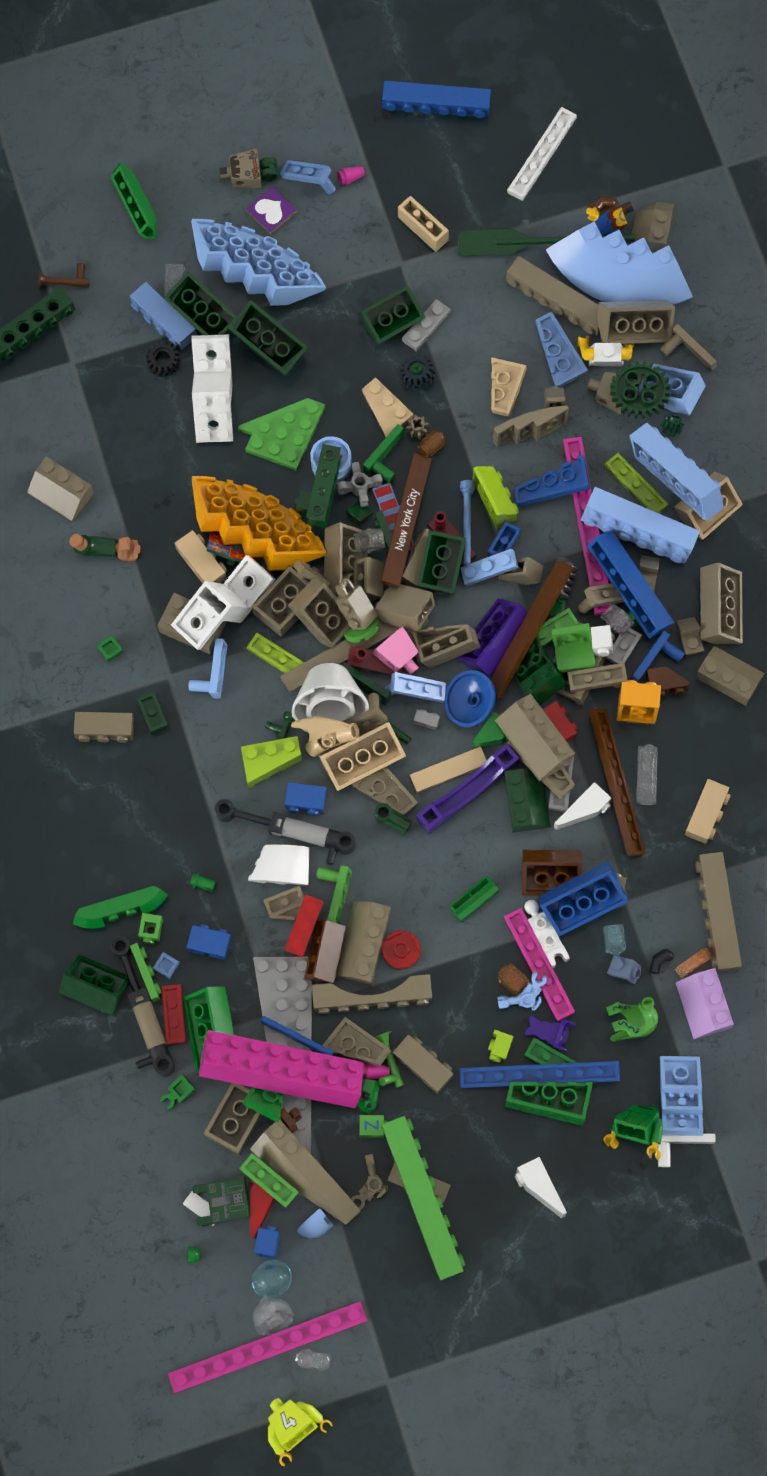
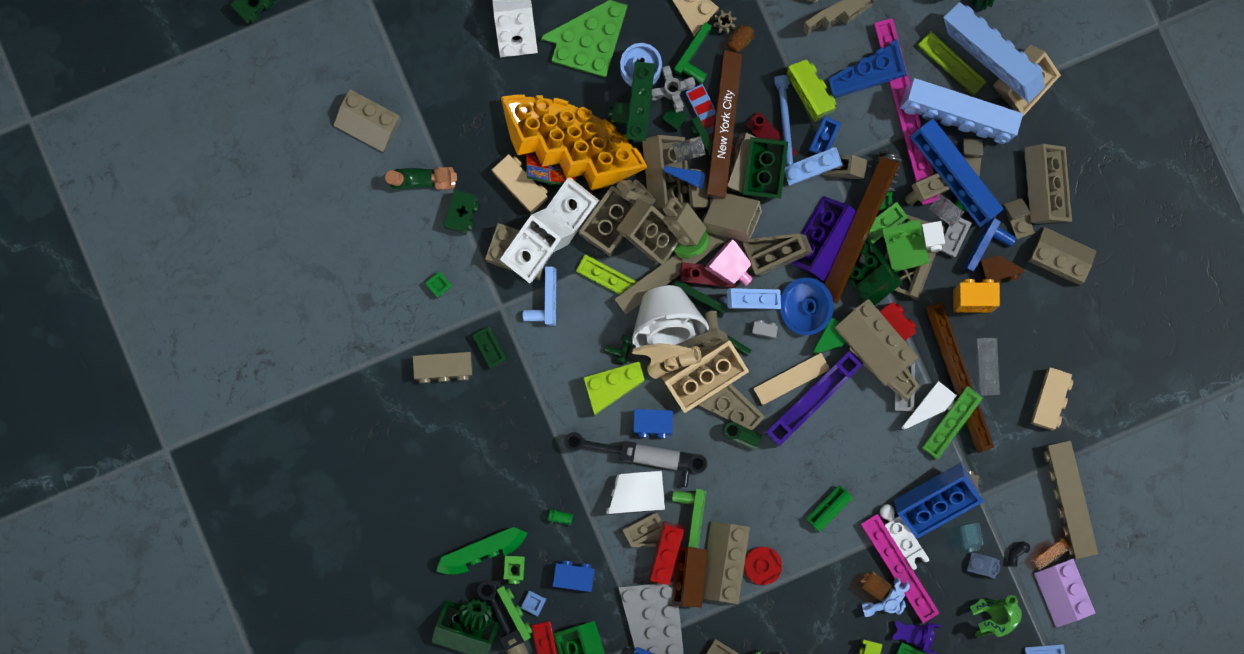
camera: 10 degrees left, 10 degrees up
(105, 967) = (475, 614): none -> dark green gear
(139, 572) = (459, 201): none -> dark green brick
(330, 997) = (780, 605): dark tan arch -> none
(365, 561) = (692, 177): none -> blue slope
(526, 801) = (871, 405): dark green slope -> none
(548, 869) = (901, 472): reddish brown slope -> none
(597, 677) = (932, 274): dark tan piece -> none
(605, 824) = (952, 422): none -> bright green tile

